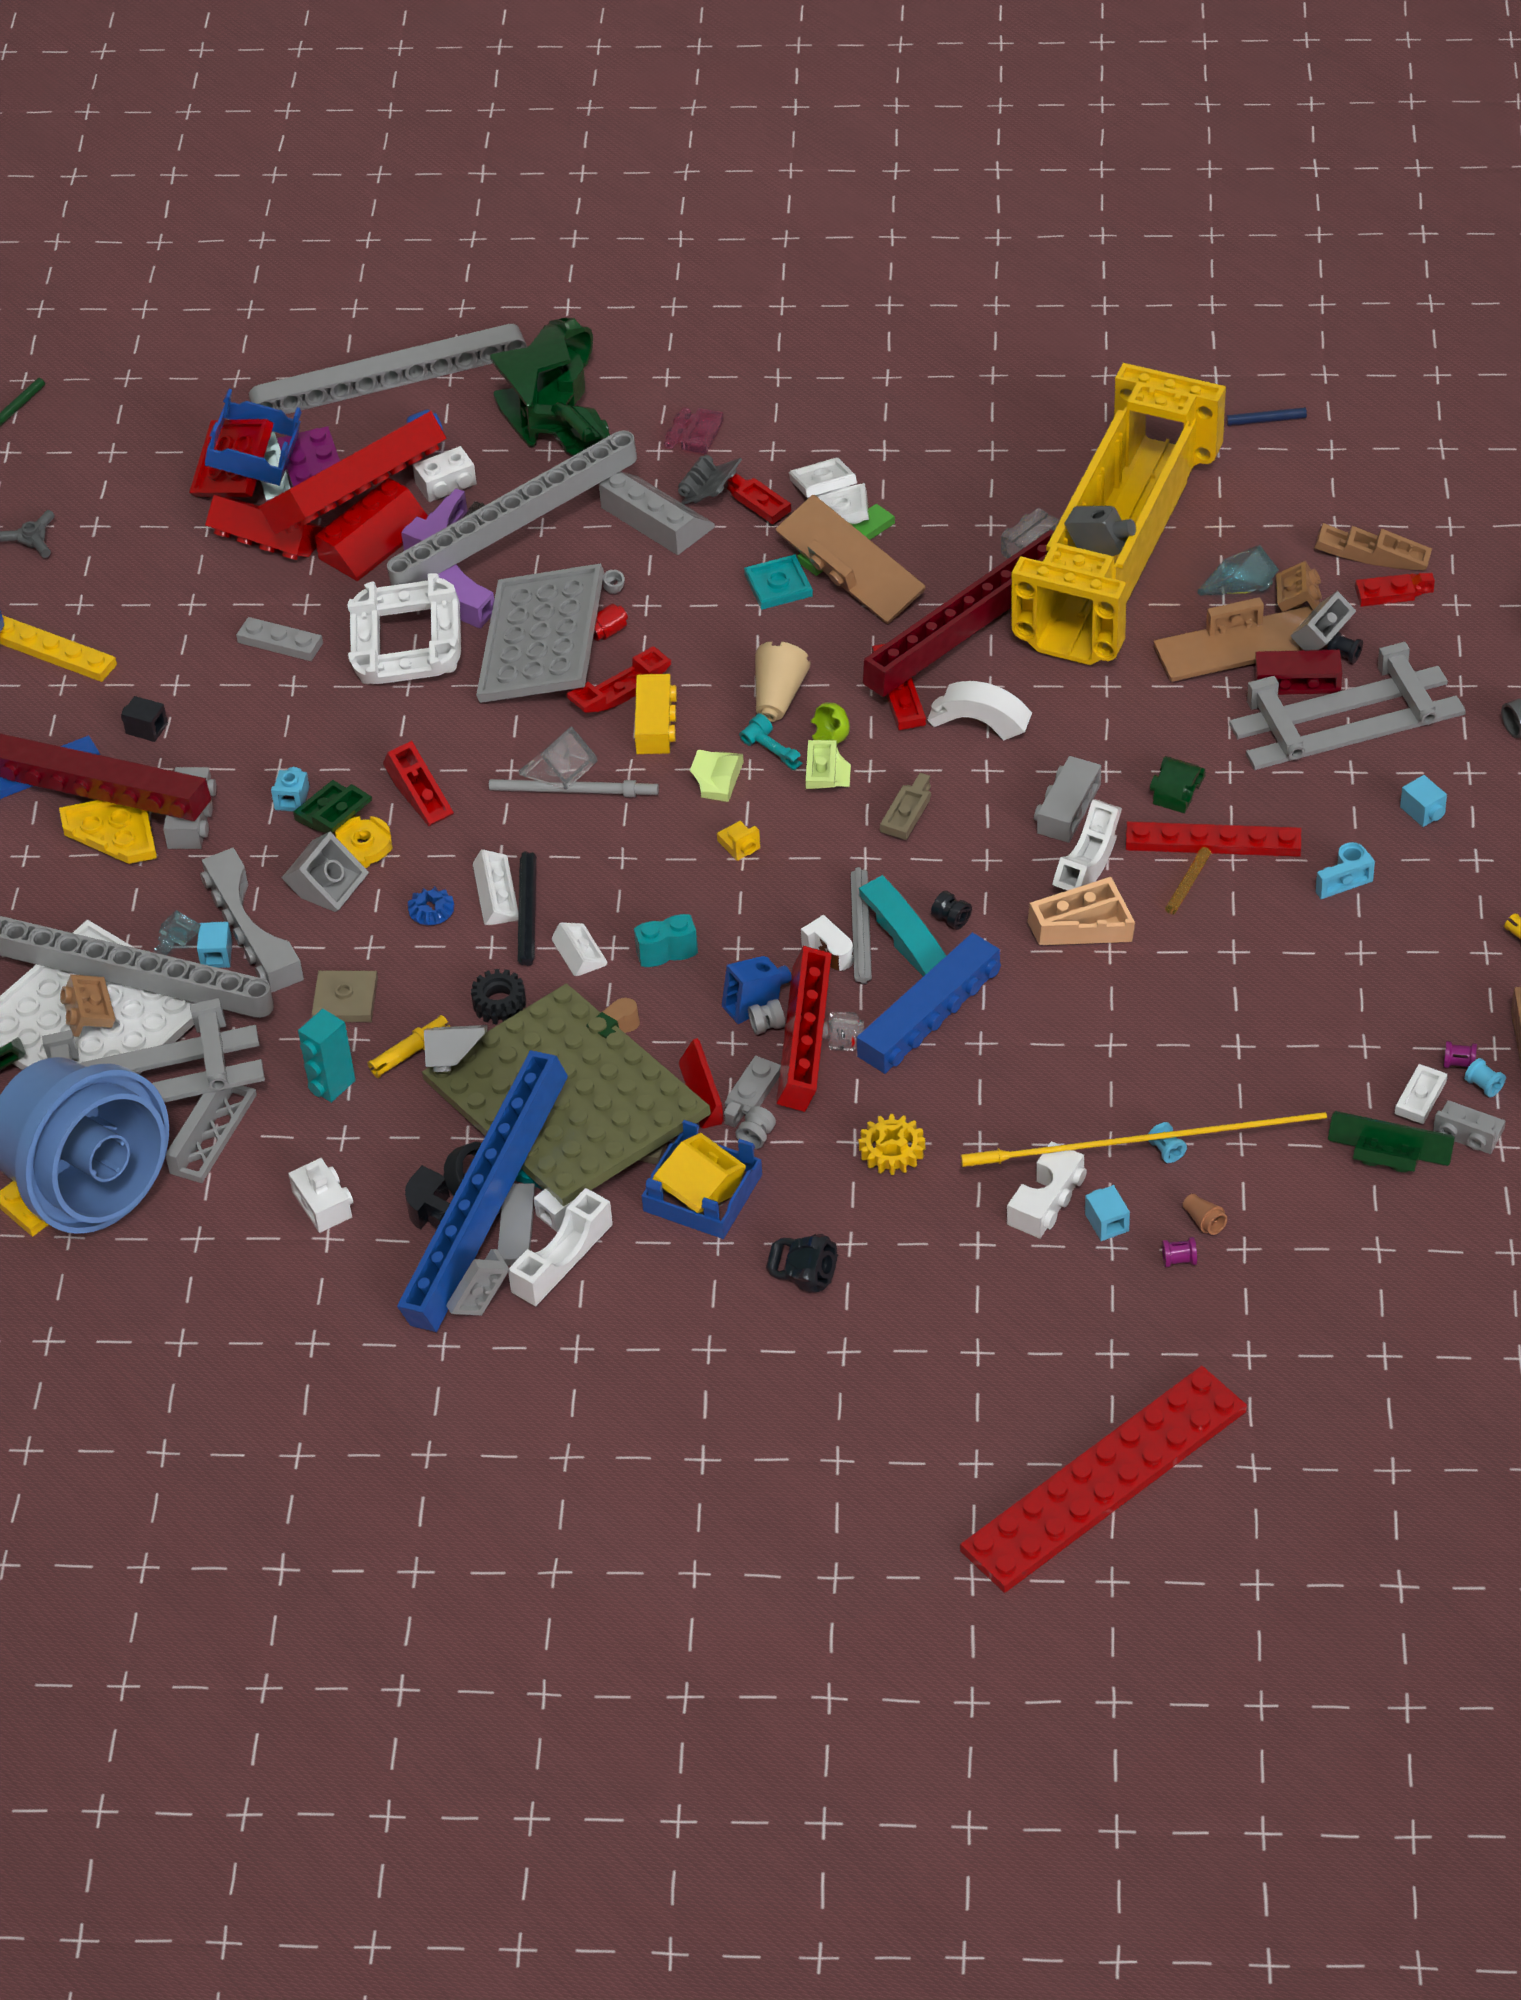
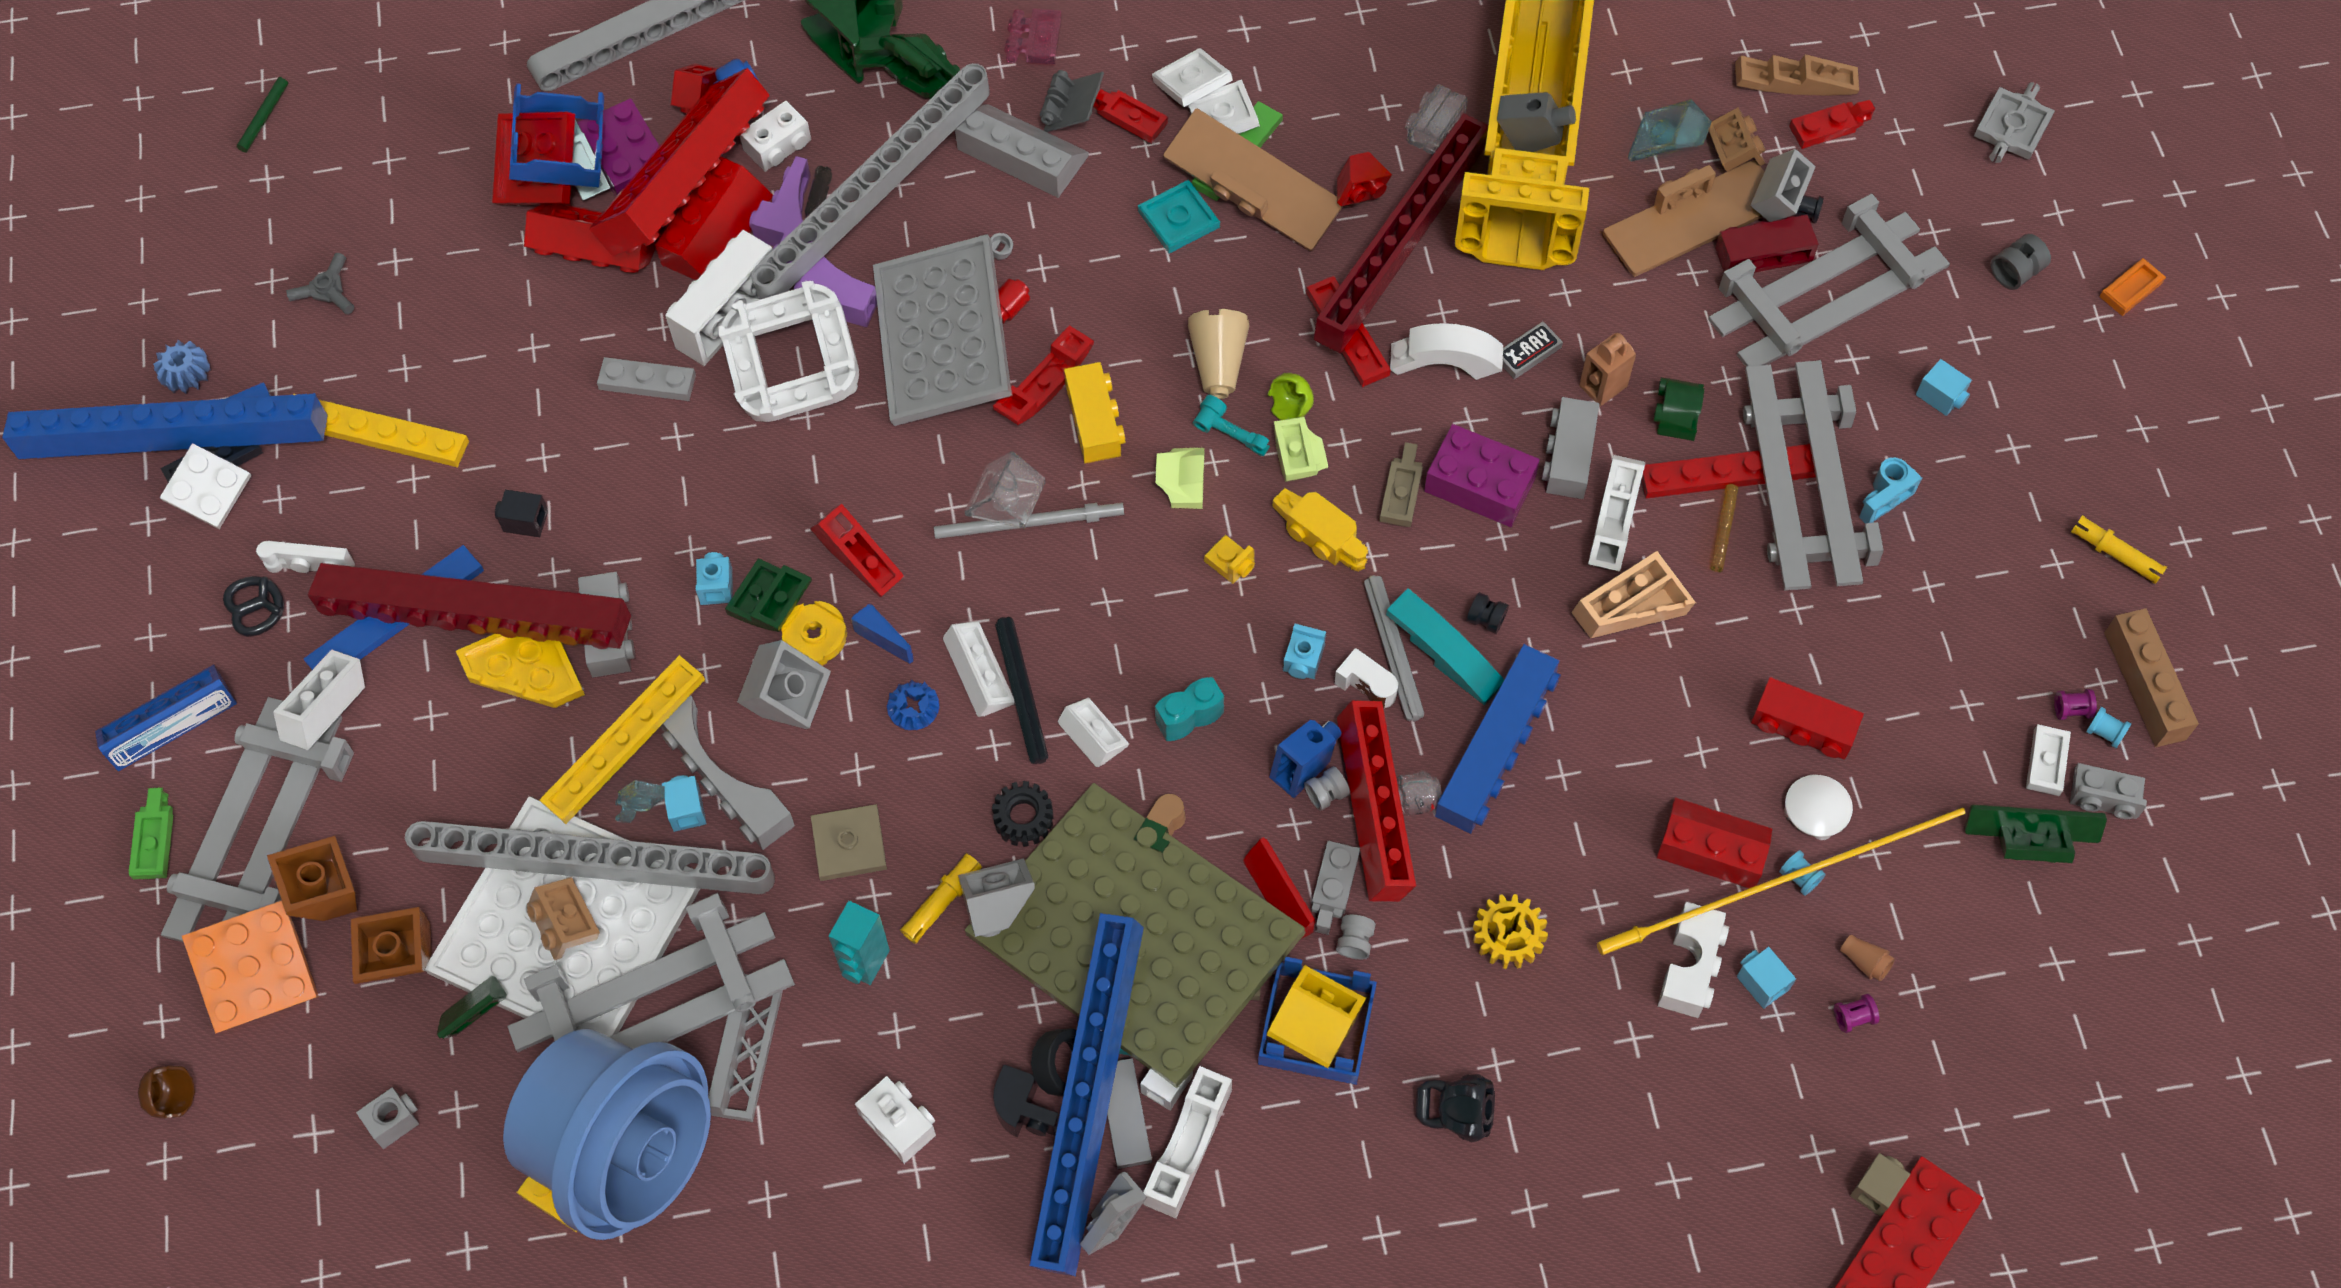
camera: 15 degrees left, 15 degrees up
(176, 884) = (622, 739): none -> yellow plate
(333, 587) = (701, 310): none -> white brick
(381, 424) = (691, 84): none -> red slope
(418, 847) = (877, 629): none -> blue slope
(780, 914) = (1312, 643): none -> medium azure brick
(826, 827) = (1322, 528): none -> yellow hinge
(947, 571) = (1361, 179): none -> red slope
(980, 807) = (1481, 475): none -> magenta brick
(1057, 723) = (1530, 350): none -> tile
(1094, 1109) = (1715, 843): none -> red slope
(1117, 739) = (1607, 368): none -> nougat brick
(1155, 1376) = (1880, 1184): none -> dark tan brick
(1200, 1098) = (1818, 806): none -> white dish
(1211, 1029) = (1807, 718): none -> red brick
(1296, 803) = (1818, 412): none -> light grey fence

